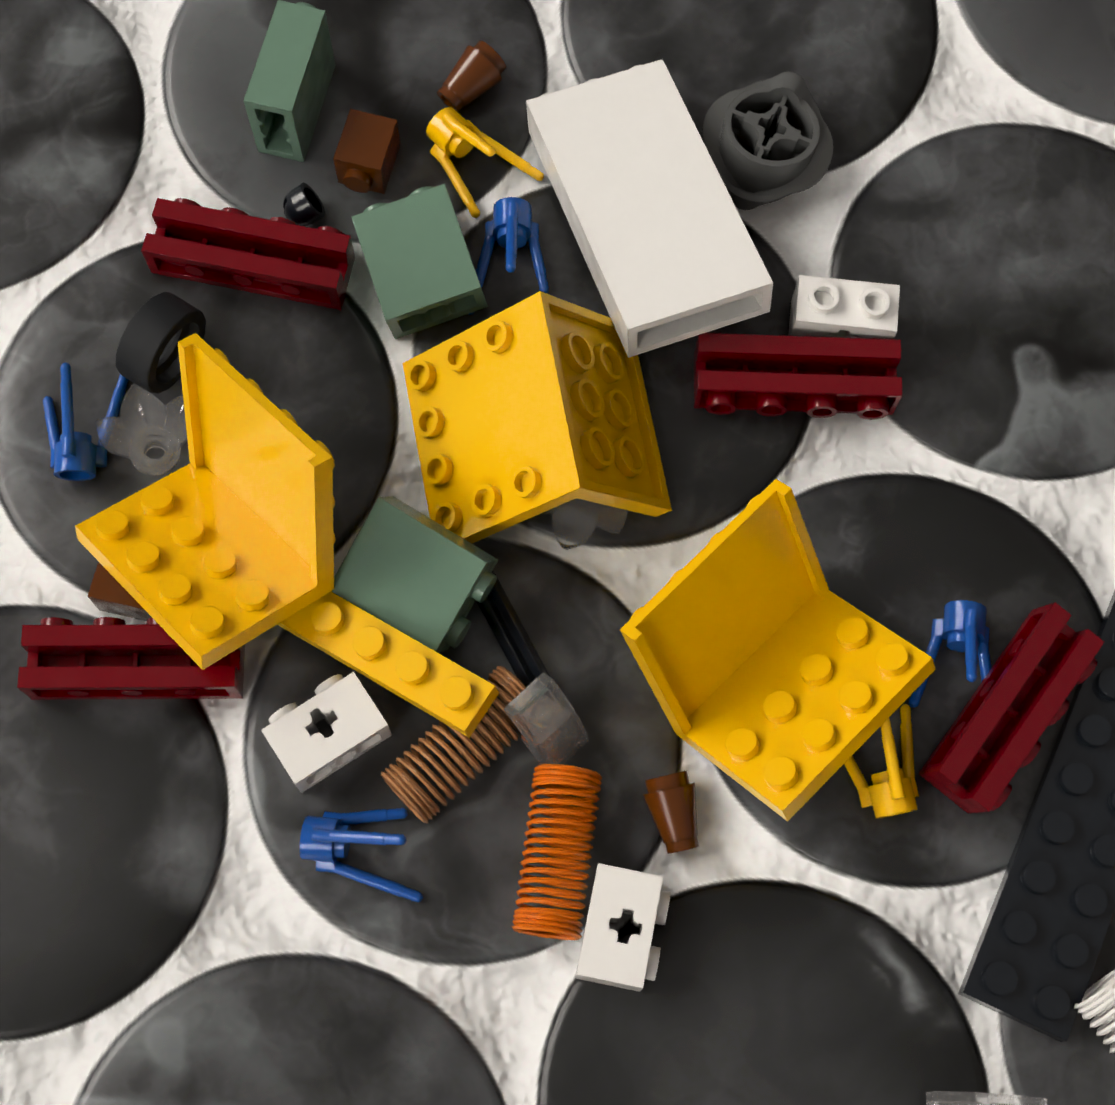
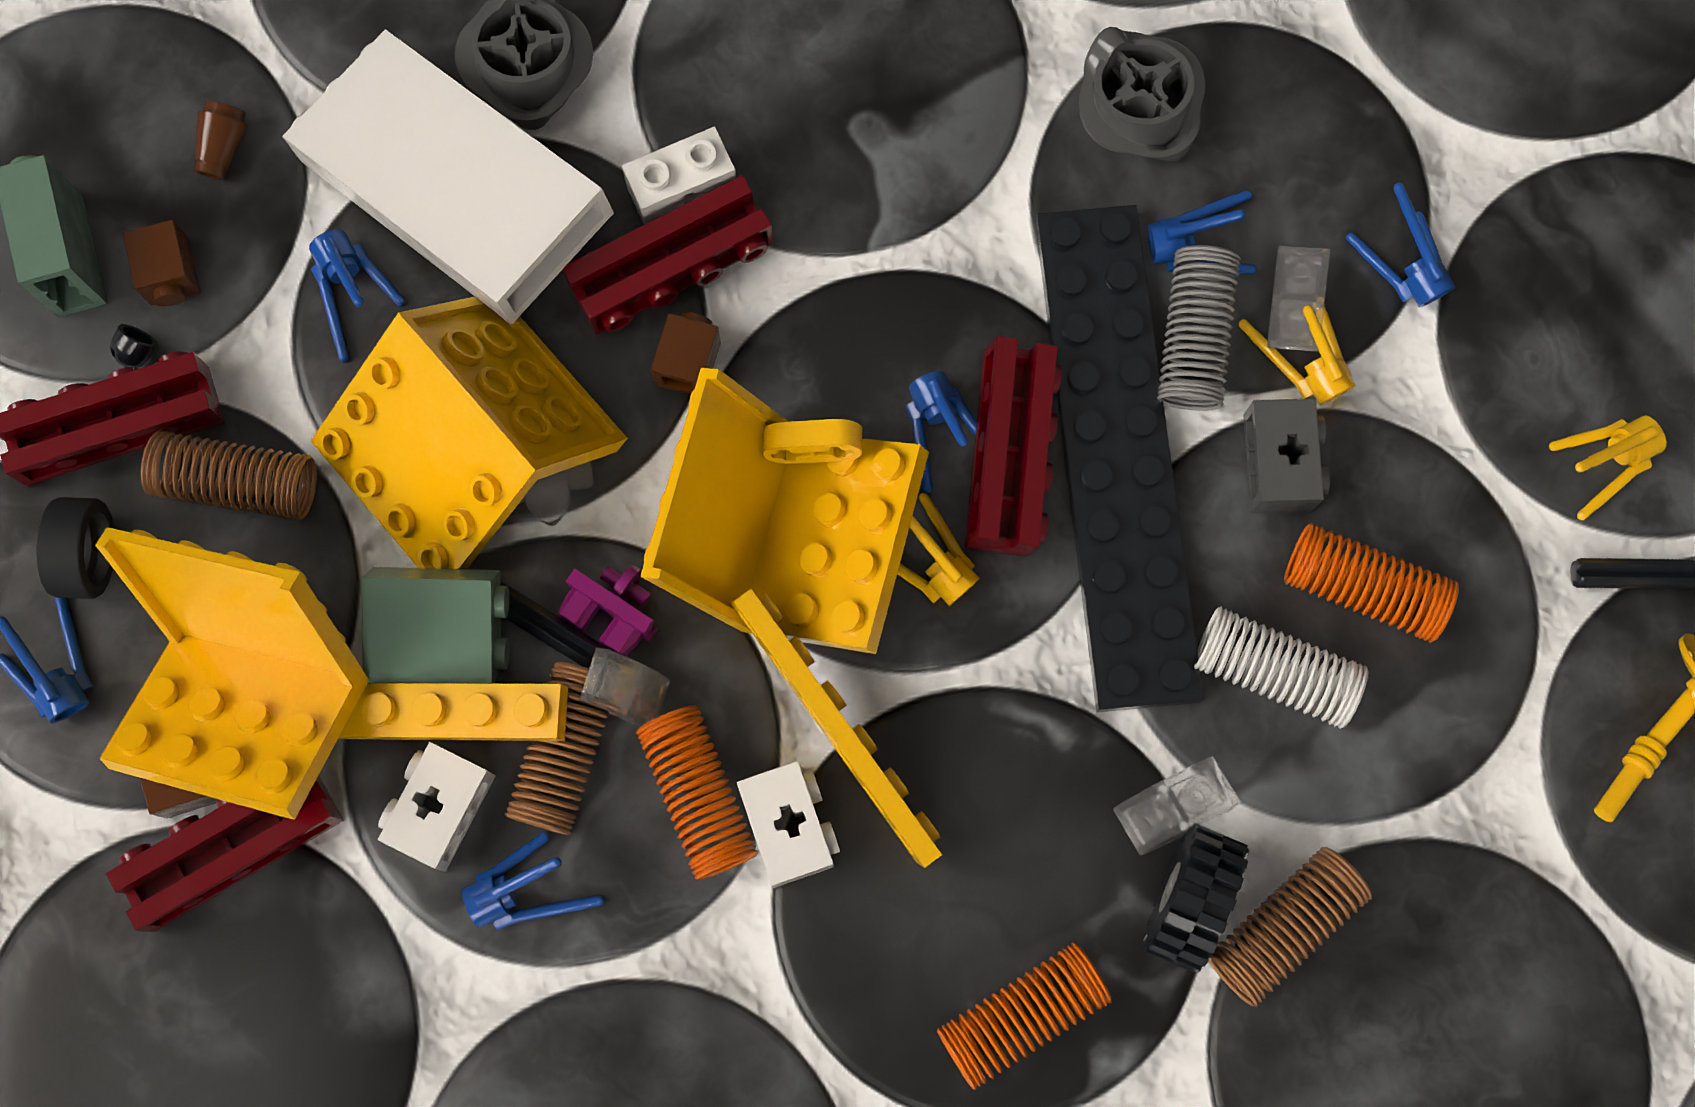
camera: 30 degrees left, 5 degrees up
(145, 425) = (106, 630): clear plate -> none
(354, 408) = (292, 504): none -> medium nougat piece
(419, 261) = (270, 339): sand green brick -> none
(457, 137) = (239, 203): yellow plant -> none
(560, 627) = (588, 597): none -> magenta hips
(674, 810) = (774, 699): reddish brown cone -> none
(719, 890) = (851, 744): none -> yellow plate
(763, 459) = (683, 350): none -> reddish brown brick
(836, 601) = (812, 441): none -> yellow beam

